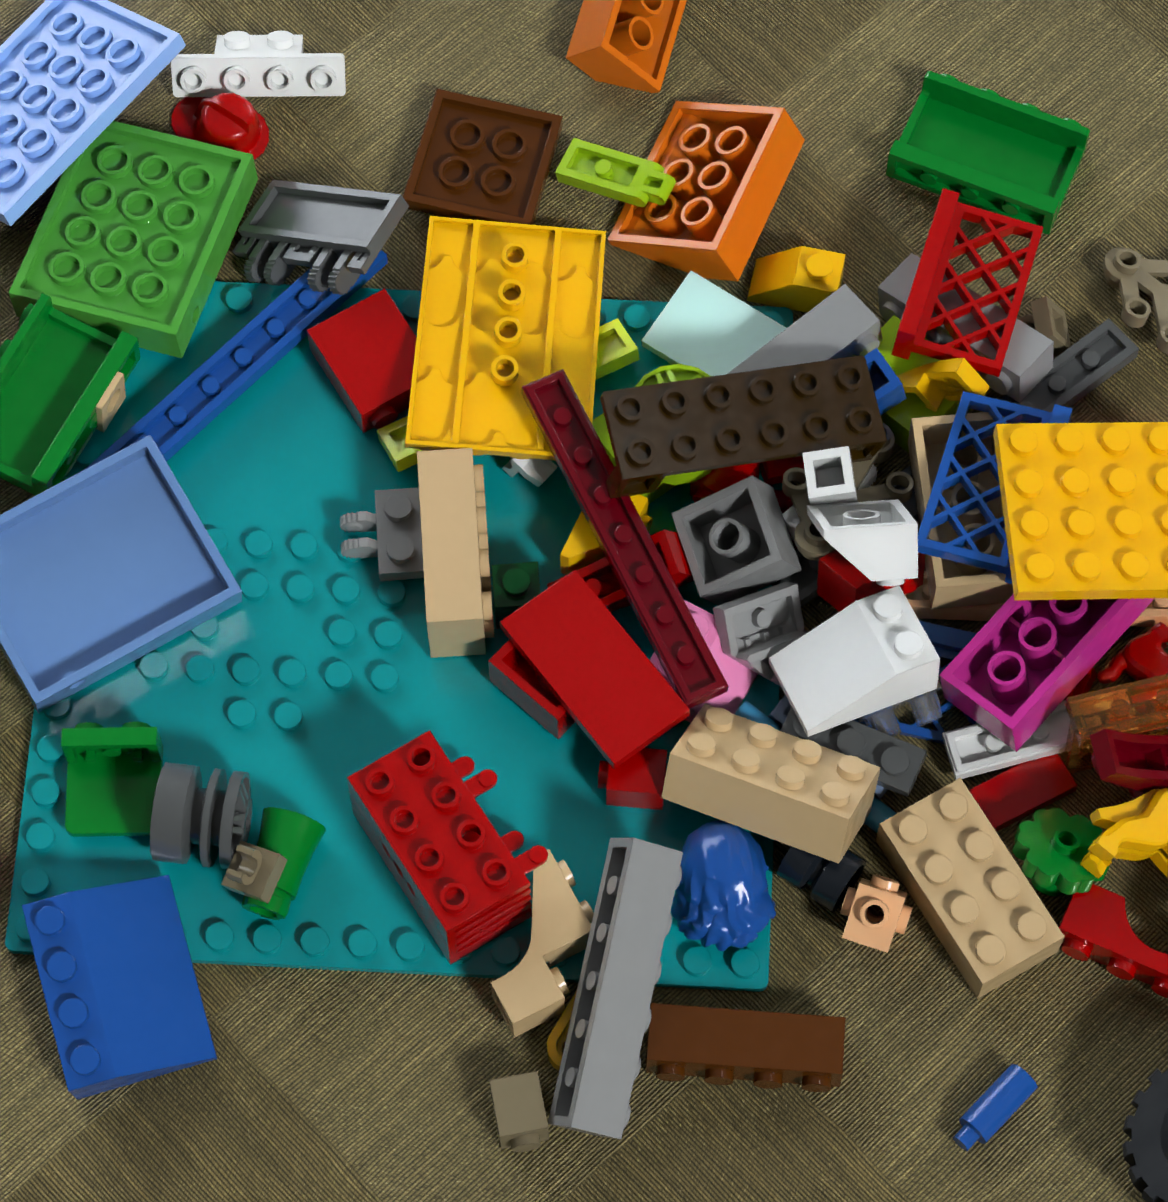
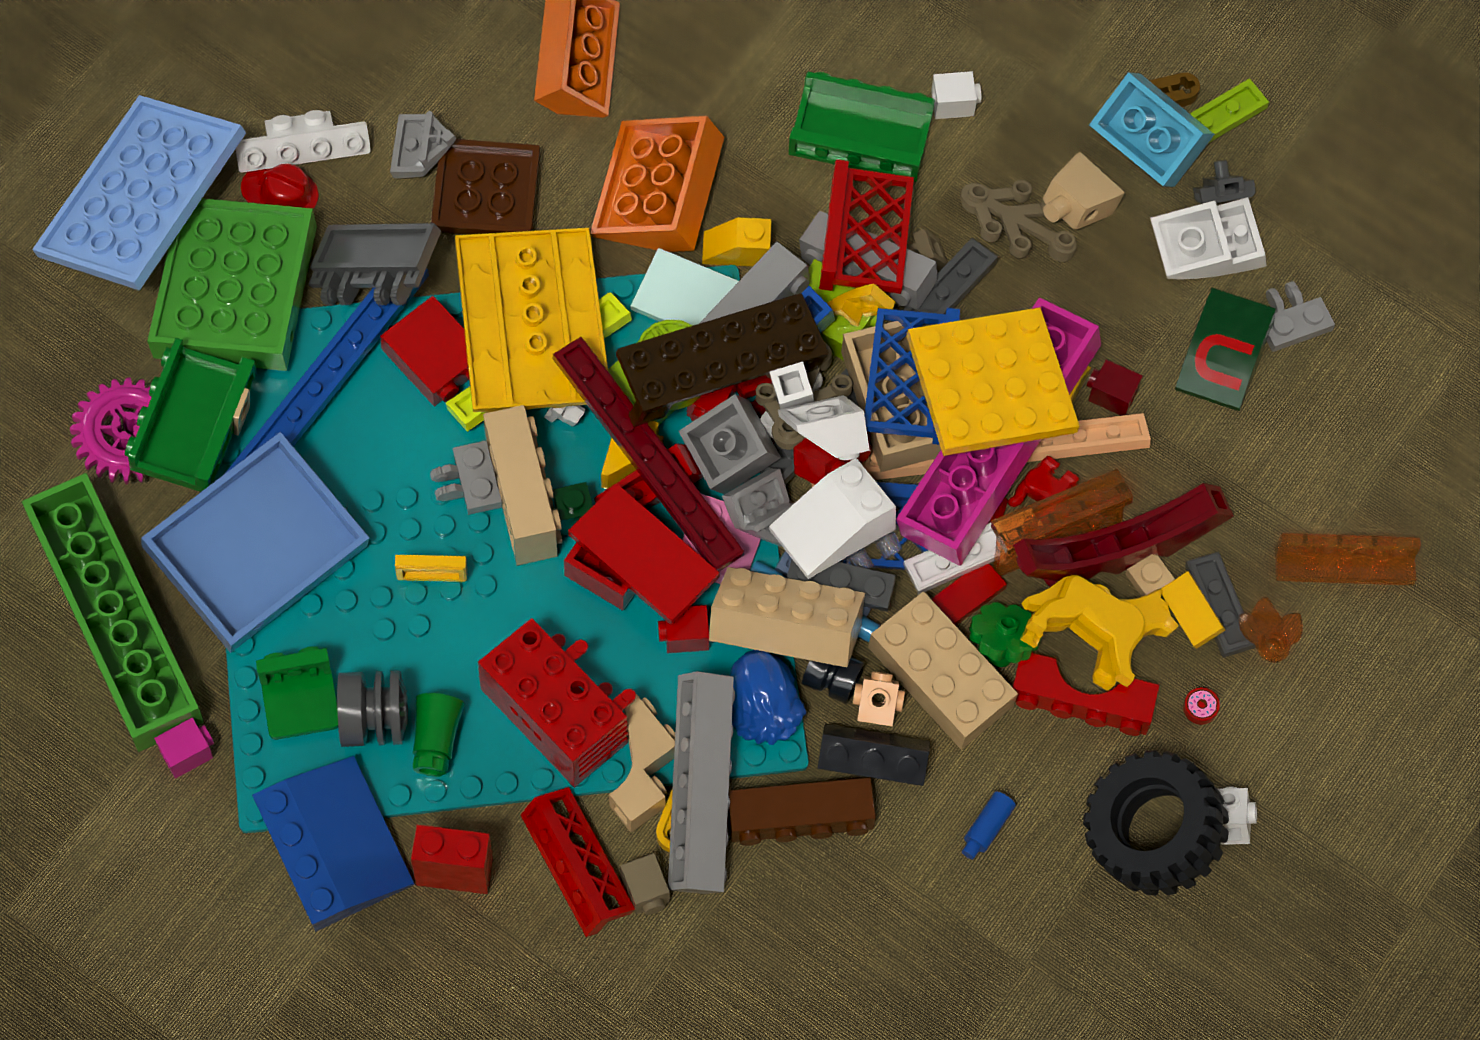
camera: 15 degrees left, 0 degrees up
(254, 872) = (419, 742): dark tan tile -> none
(267, 1034) = (452, 859): none -> red brick
(316, 643) = (431, 568): none -> yellow tile
(406, 94) = (418, 144): none -> light grey slope
(420, 1068) = (568, 861): none -> red fence
(614, 174) = (587, 183): lime hinge -> none
(856, 986) = (874, 754): none -> black brick
(1119, 129) = (955, 95): none -> white brick

